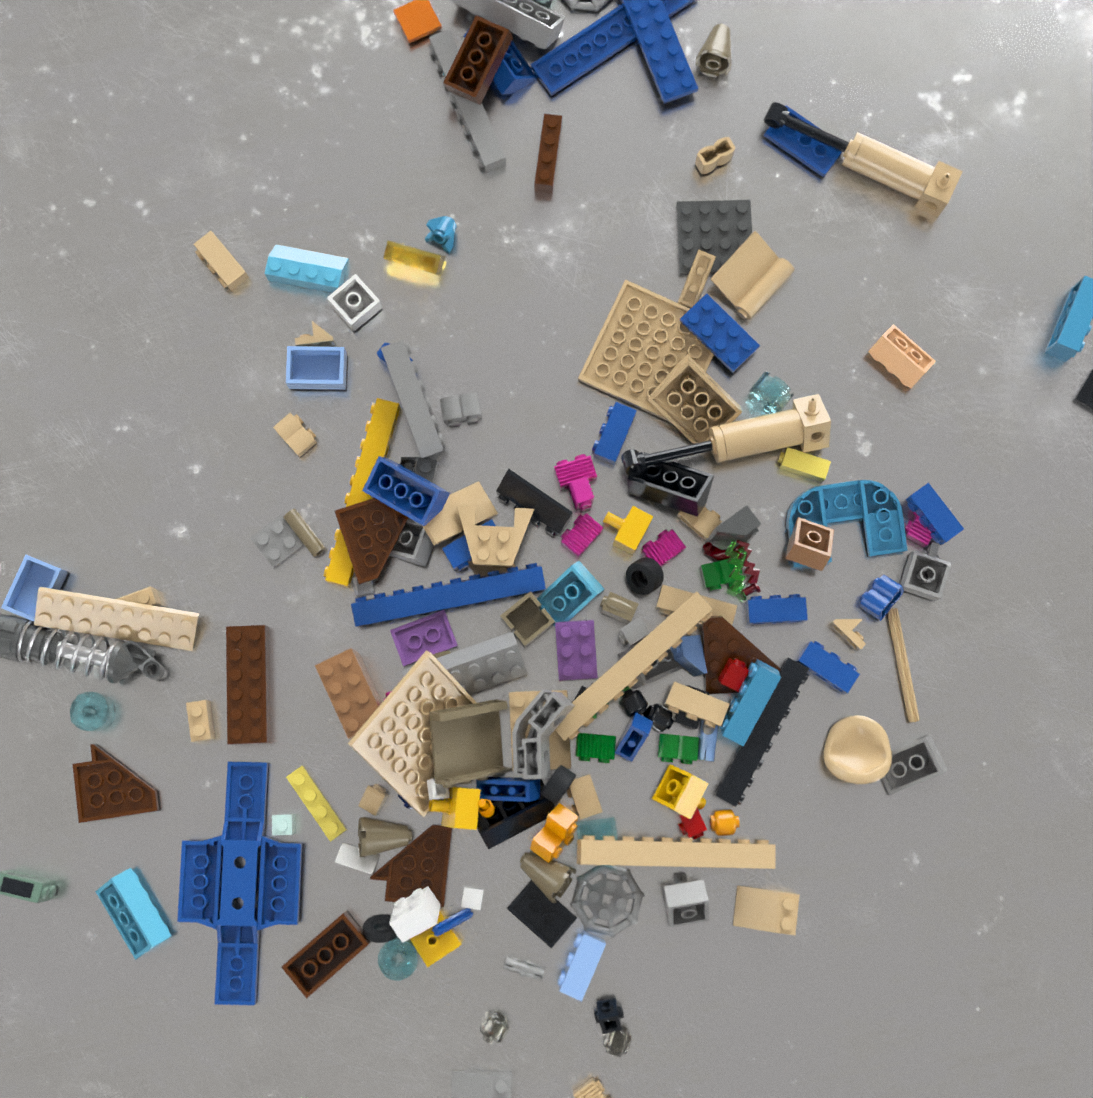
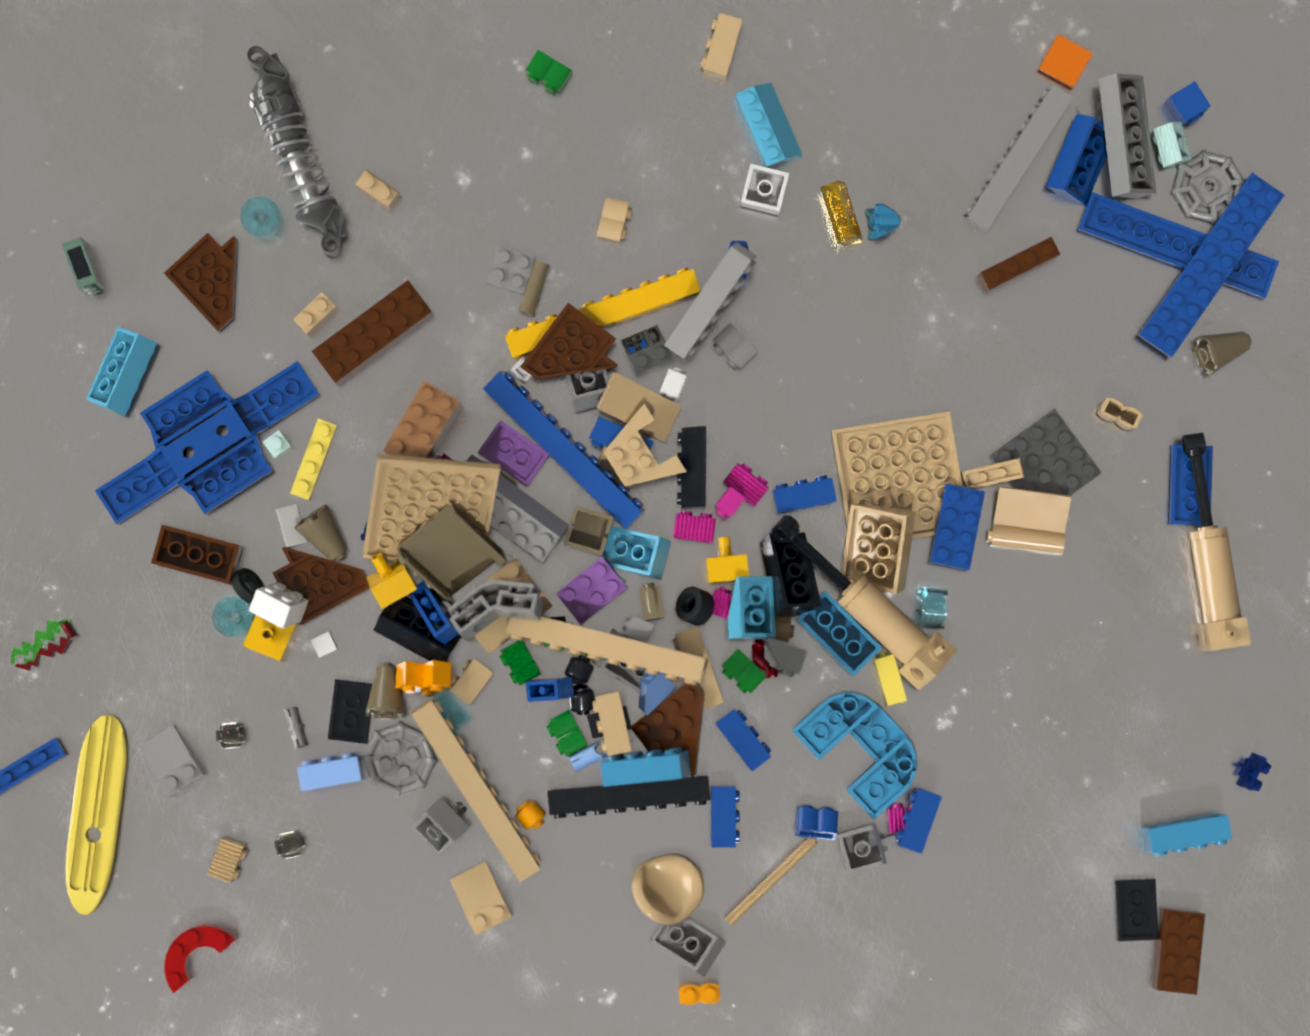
camera: 55 degrees right, 5 degrees up
(24, 589) = (329, 95): light blue piece -> none
(115, 618) = (351, 183): tan plate -> none
(142, 406) = (548, 71): none -> green brick
(316, 367) = (683, 197): light blue piece -> none
(319, 339) = (712, 181): tan slope -> none
(373, 799) = (349, 505): tan slope -> none
(405, 491) = (625, 351): blue slope -> none
(437, 791) = (390, 553): white tile -> none
(452, 922) = (293, 641): blue axle -> none
(457, 473) = (673, 384): none -> white brick
(478, 60) = (1056, 146): reddish brown brick -> none
(486, 808) = (405, 604): light orange cylinder -> none
(558, 784) = (465, 652): black tyre -> none
(609, 1015) = (305, 823): black brick -> none
(679, 531) = (752, 609): none -> medium azure slope
(681, 791) = (530, 760): yellow brick -> none
(692, 827) = (510, 788): red brick -> none
(733, 674) = (660, 738): red brick -> none
(740, 562) = (741, 692): piece -> none
(744, 478) = (839, 635): none -> dark azure brick
(810, 544) = (819, 730): medium nougat slope -> none
(845, 627) = (768, 809): tan slope -> none
(901, 356) = (1048, 701): light nougat slope -> none
(956, 787) = (692, 993): none -> light orange brick
(1056, 241) = (1250, 770): none -> clear blue hips

